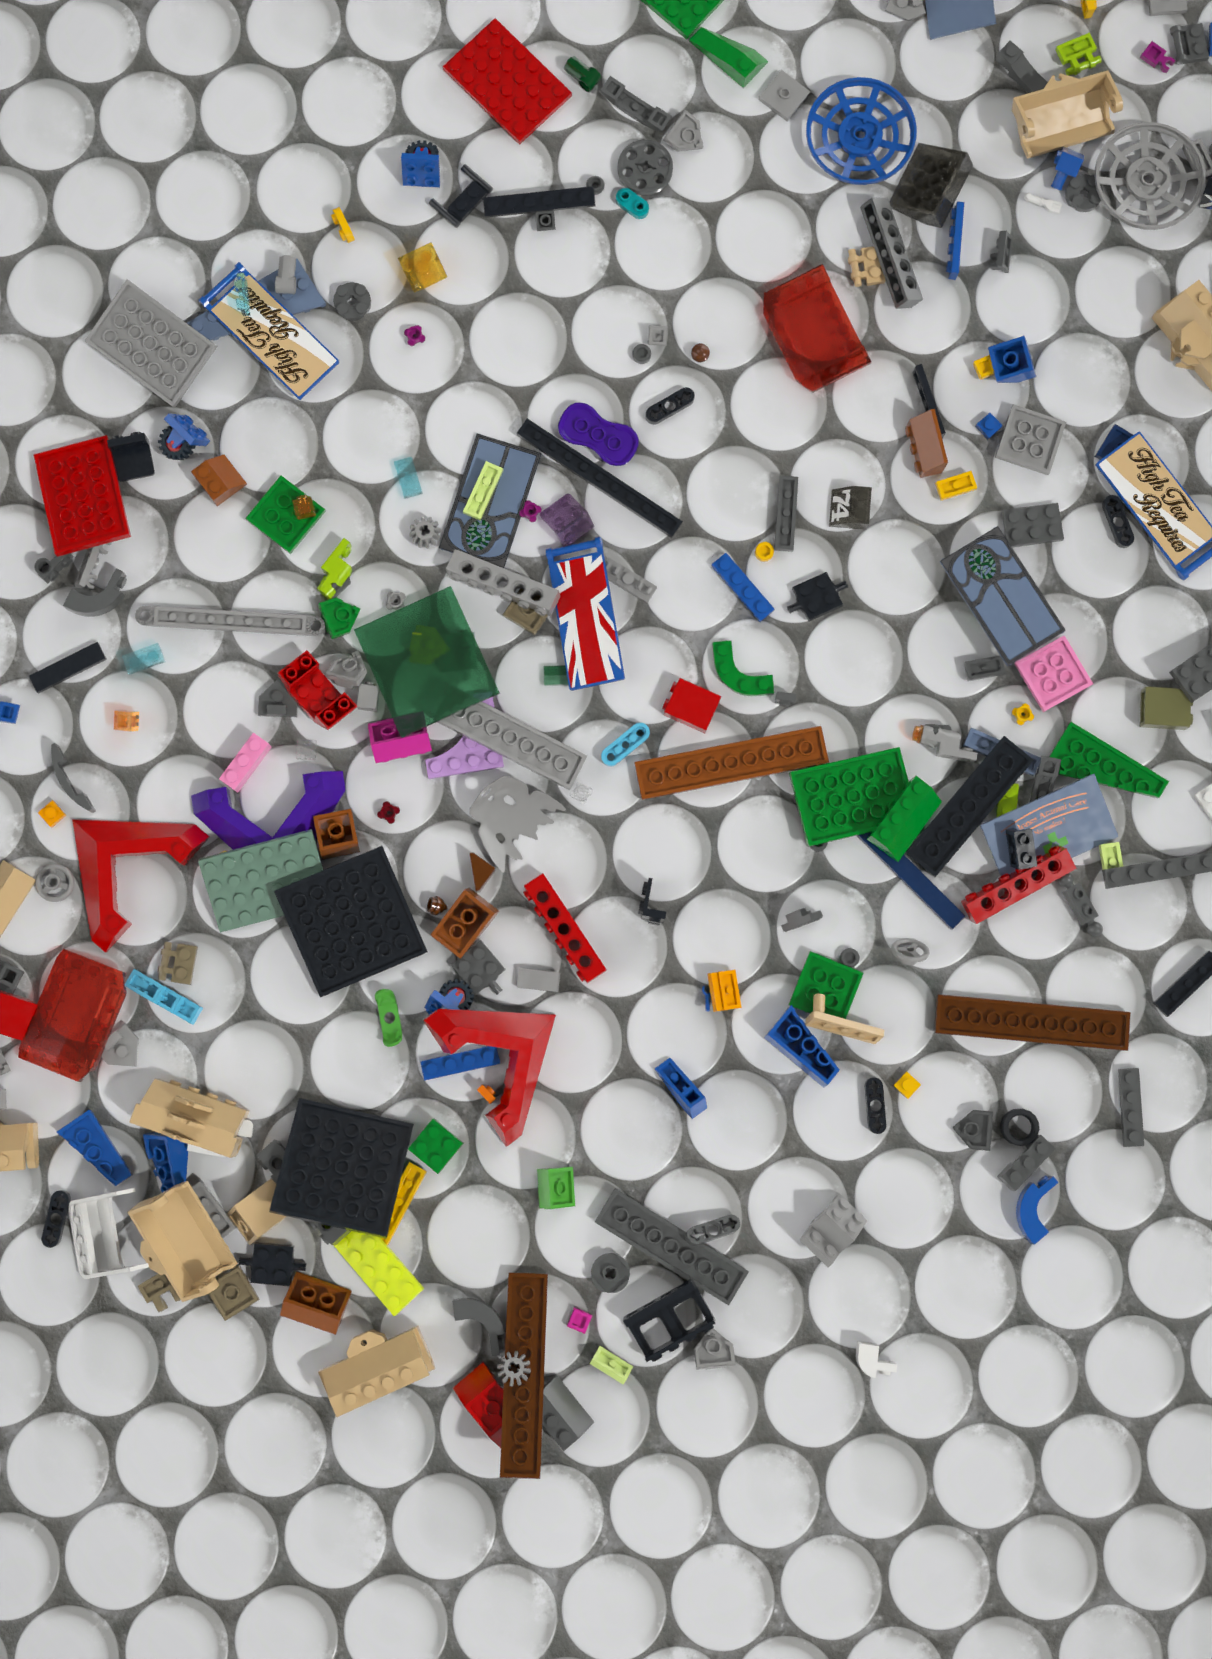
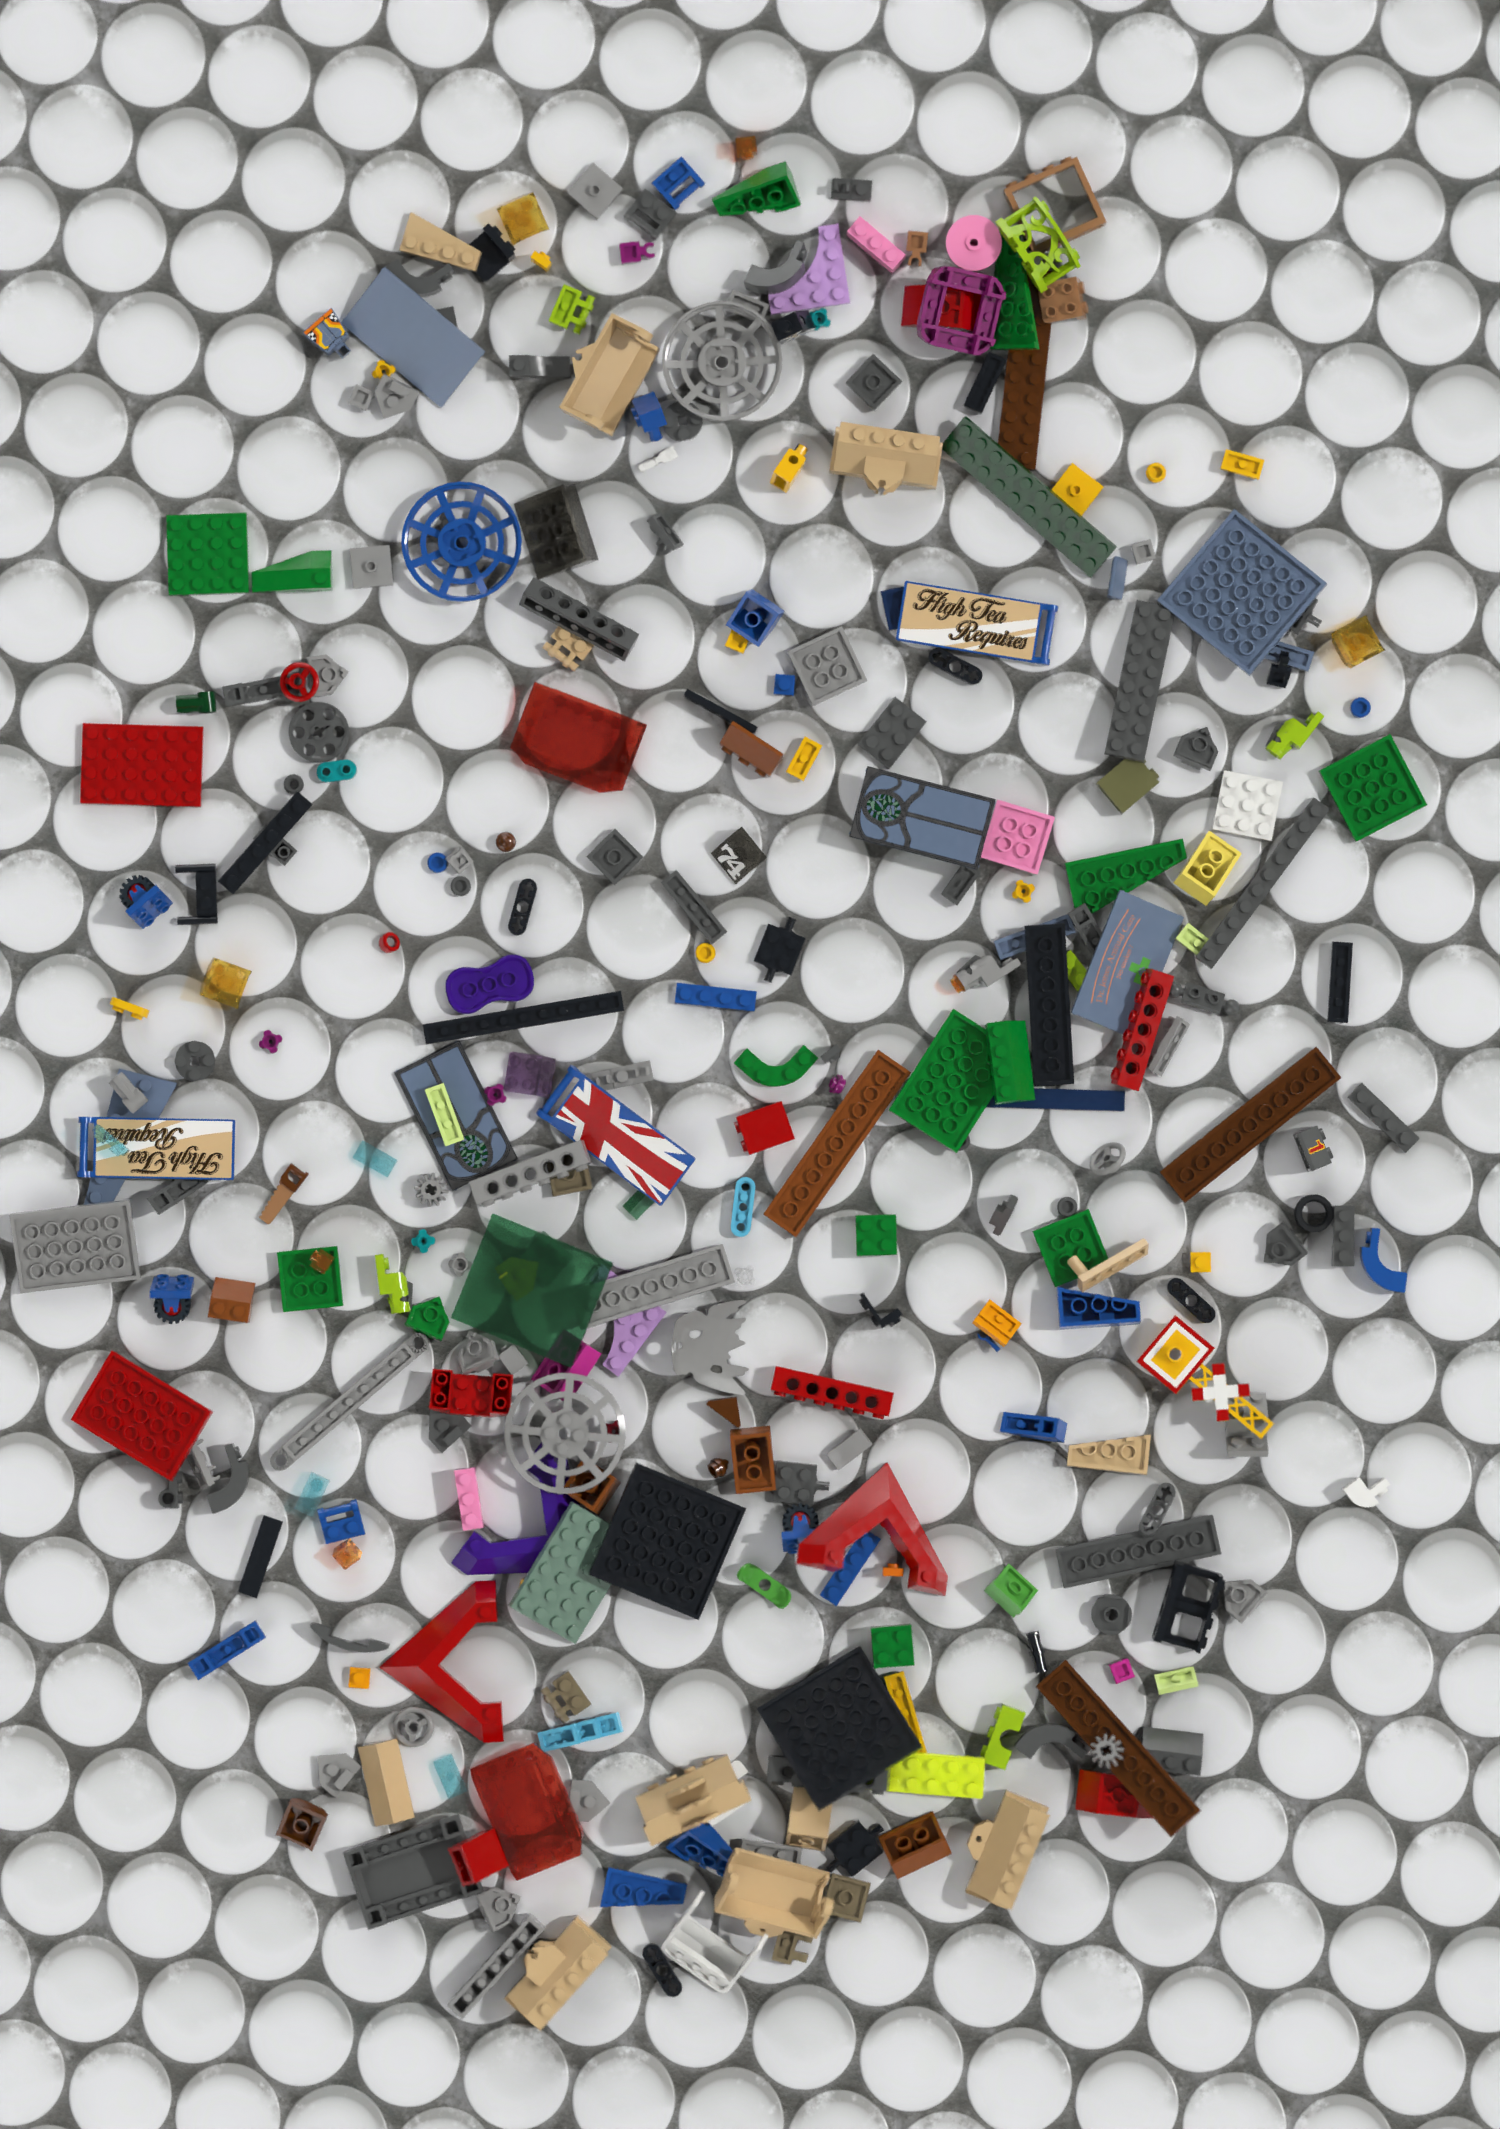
camera: 40 degrees left, 5 degrees up
(45, 941) = (450, 1776): none -> clear light blue plate
(131, 456) = (148, 1348): black bracket -> none
(141, 702) = (342, 1528): none -> blue plate
(252, 372) = (174, 1193): none -> dark grey slope
(324, 442) = (283, 1193): none -> medium nougat piece
(361, 787) = (574, 1423): none -> light grey dish
(386, 566) = (428, 1241): none -> teal plate
(466, 1276) = (1006, 1718): none -> lime arch
(532, 1249) = (1037, 1652): none -> black pin
(552, 346) = (384, 945): none -> red piece
(641, 324) = (437, 863): none -> blue tile
(663, 110) = (292, 681): none -> red piece
(698, 850) = (876, 1235): none -> green brick
(723, 1167) = (1117, 1455): none -> tan wing
(764, 430) = (614, 856): none -> dark grey plate
(769, 722) = (837, 1084): none -> magenta plate
(820, 1146) = (1193, 1353): none -> piece
(954, 247) = (613, 553): blue plate -> none
(1021, 848) = (1119, 1001): black bracket -> none
(1026, 913) = (1168, 1045): none -> light grey plate
(1062, 1080) = (1313, 1149): none -> dark grey slope
(1128, 286) = (789, 468): none -> yellow torso
(1166, 818) = (1207, 868): none -> light yellow slope

